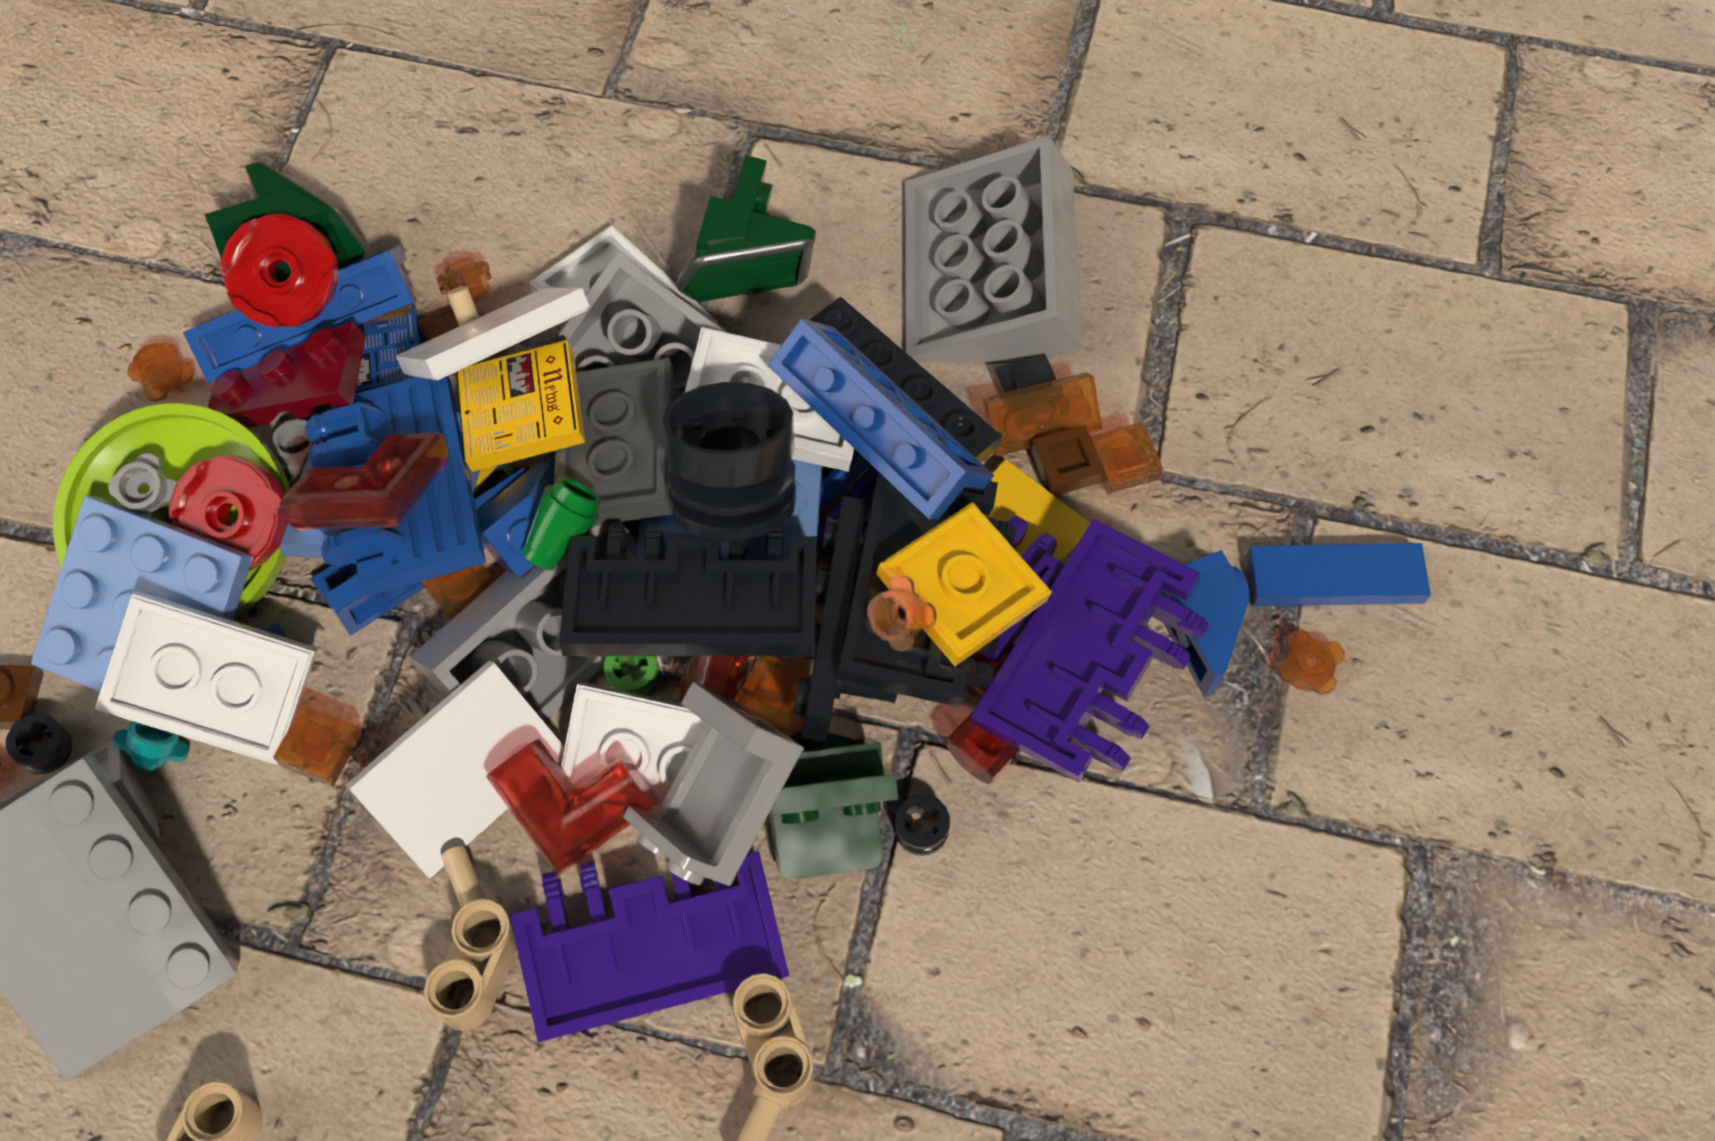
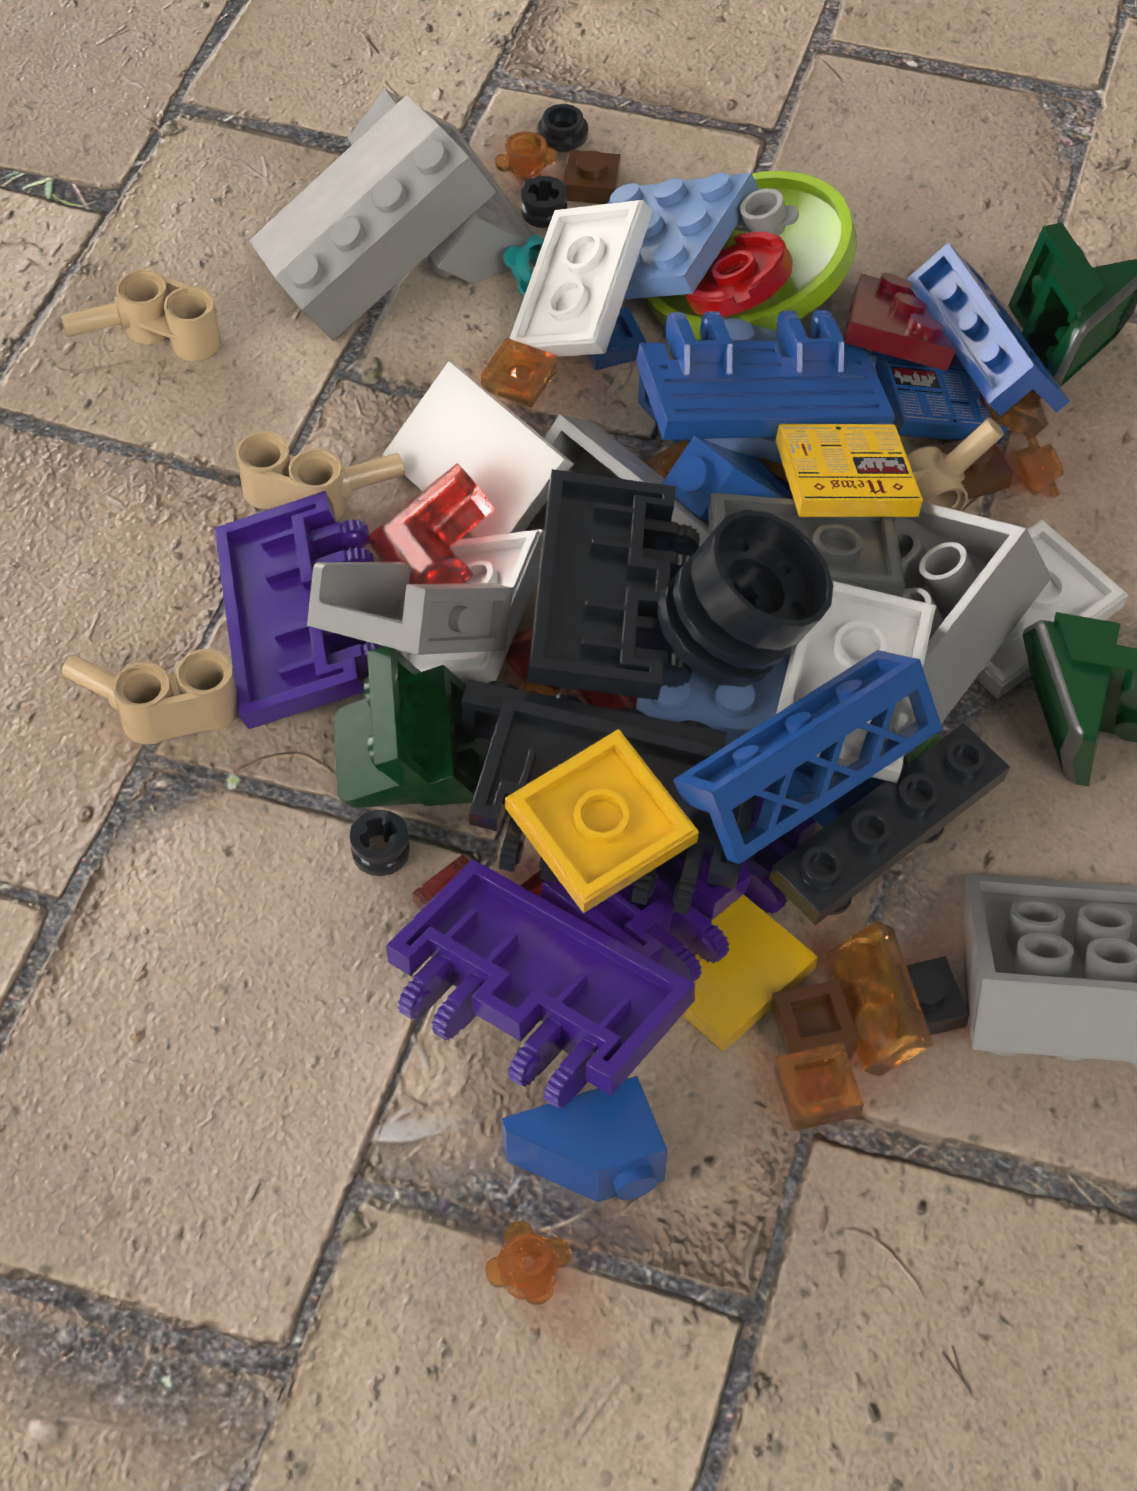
camera: 95 degrees right, 10 degrees down
(152, 360) = (920, 245): clear orange plate -> none
(250, 271) = (1003, 285): red plate -> none
(368, 495) = (716, 329): clear red brick -> none
(492, 332) = (931, 441): white tile -> none
(563, 512) = (702, 484): green cone -> none
(885, 617) = (555, 739): clear orange plate -> none
(1338, 574) = (650, 1325): blue tile -> none

